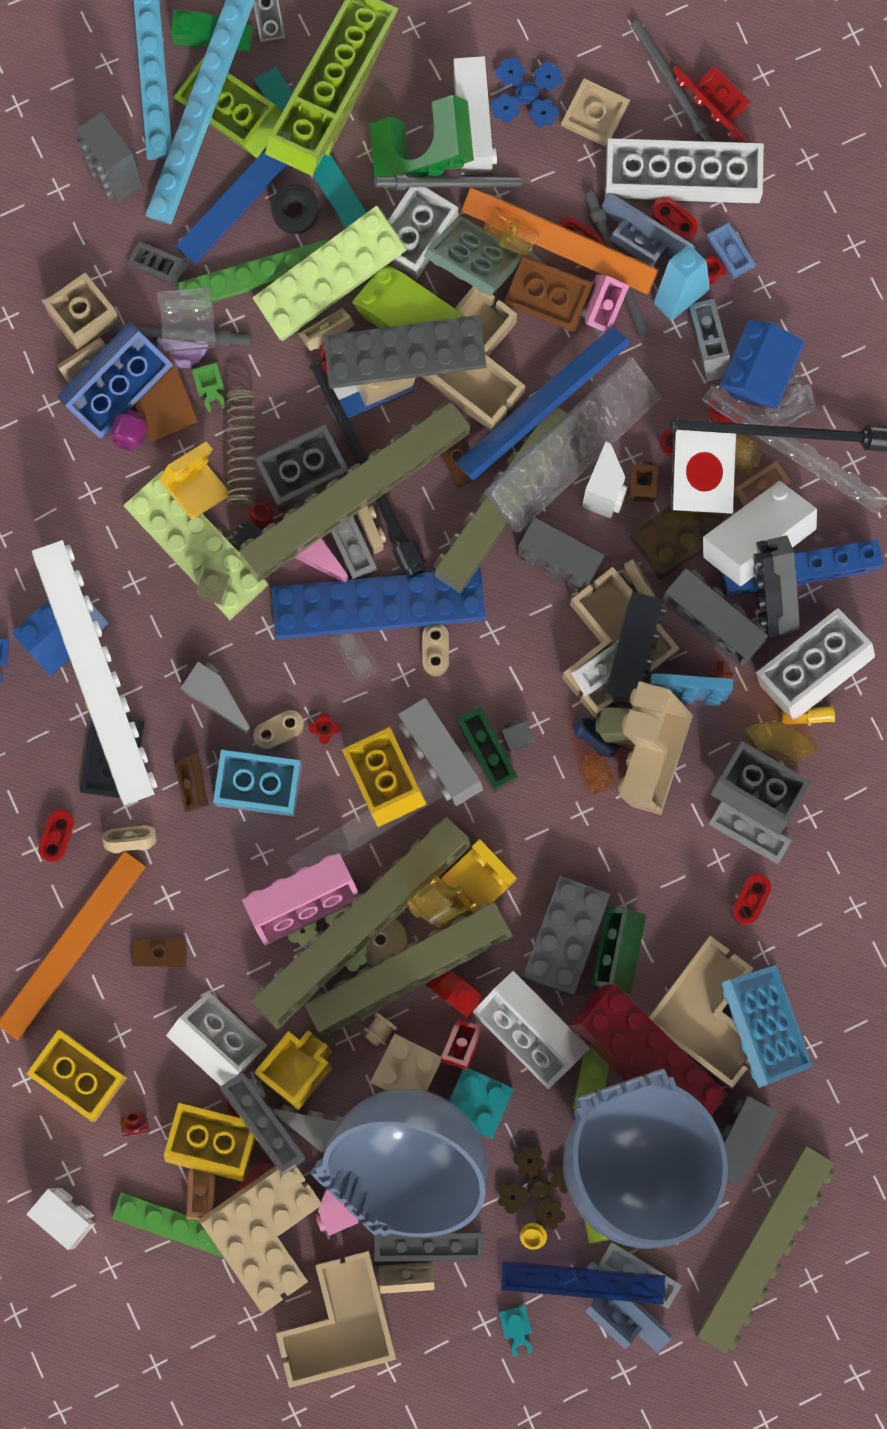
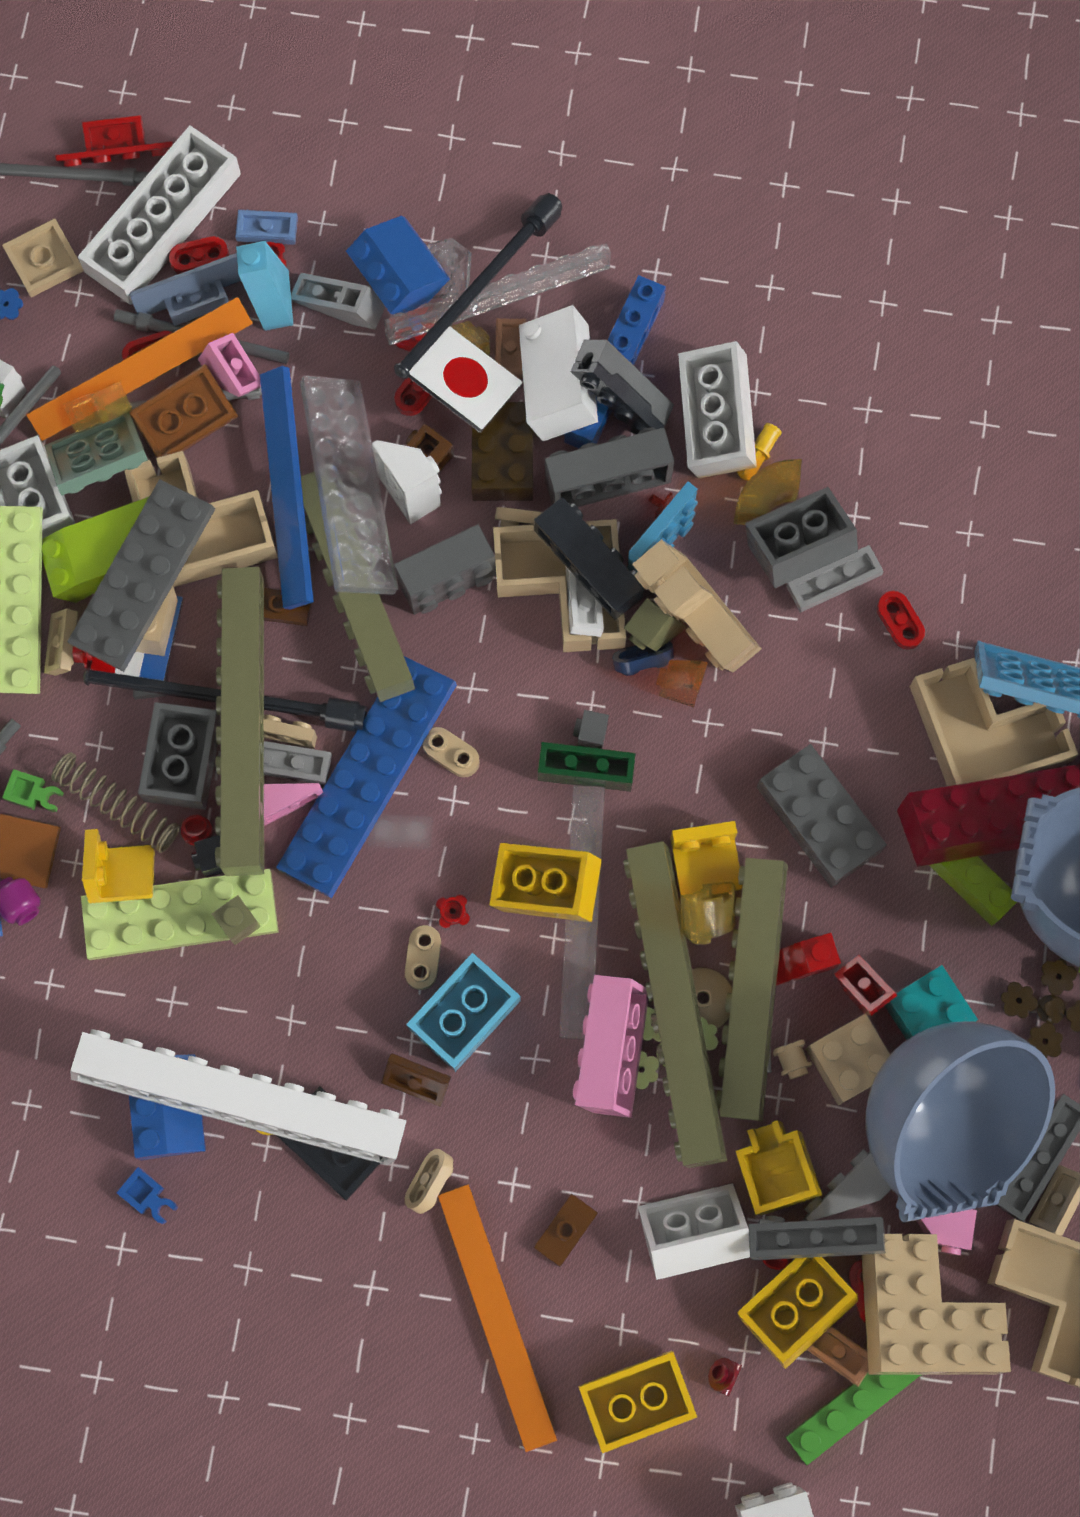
camera: 55 degrees left, 5 degrees down
(56, 836) = (375, 1255): red plate -> none
(210, 691) = (341, 996): light grey slope -> none
(440, 752) = (558, 812): light grey brick -> none
(530, 1030) = (895, 908): white brick -> none
(618, 948) = (867, 773): dark green brick -> none

